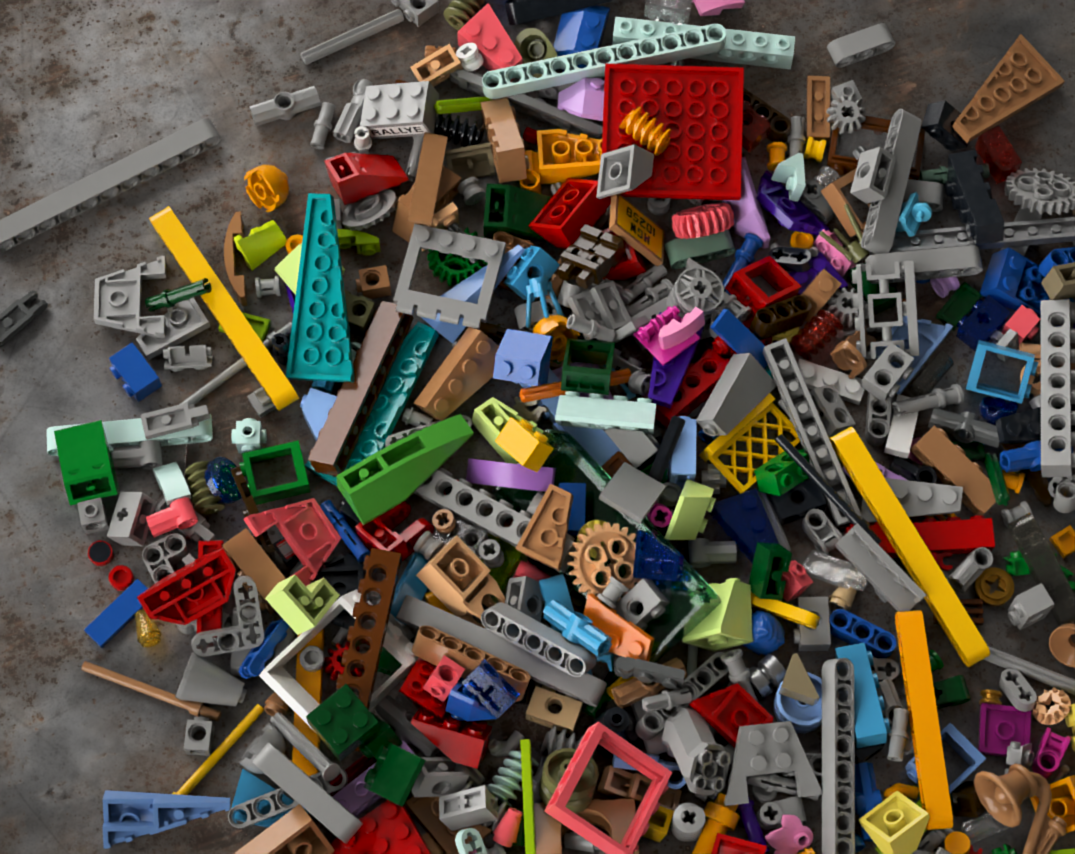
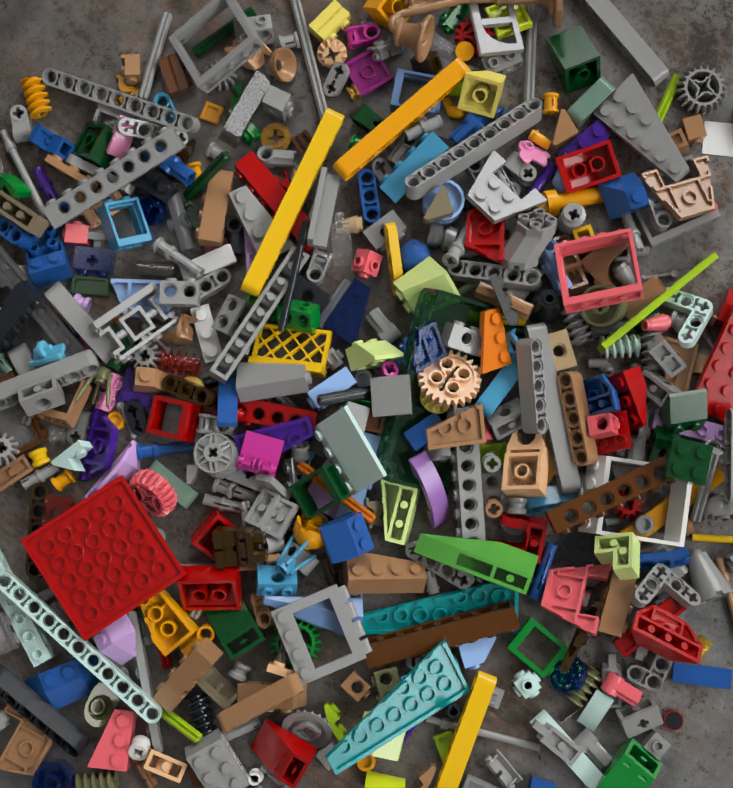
camera: 125 degrees left, 15 degrees up
(121, 577) = (678, 693): red tile -> none
(268, 286) = (411, 756): light grey bush -> none
(490, 688) = (591, 388): clear blue brick -> none
(524, 444) = (410, 488): yellow brick -> none
(577, 628) = (508, 365): dark azure piece -> none
(590, 328) = (292, 508): light grey pin -> none
(612, 592) = (469, 359): light grey bush -> none
(623, 170) = (163, 565): light grey slope -> none
(636, 229) = (193, 532): tile -> none
(646, 131) = (119, 572): light orange piece -> none
(666, 700) = (513, 277): light grey axle -> none
(677, 332) = (258, 447): bright pink slope -> none
(767, 570) = (376, 276): dark green brick -> none

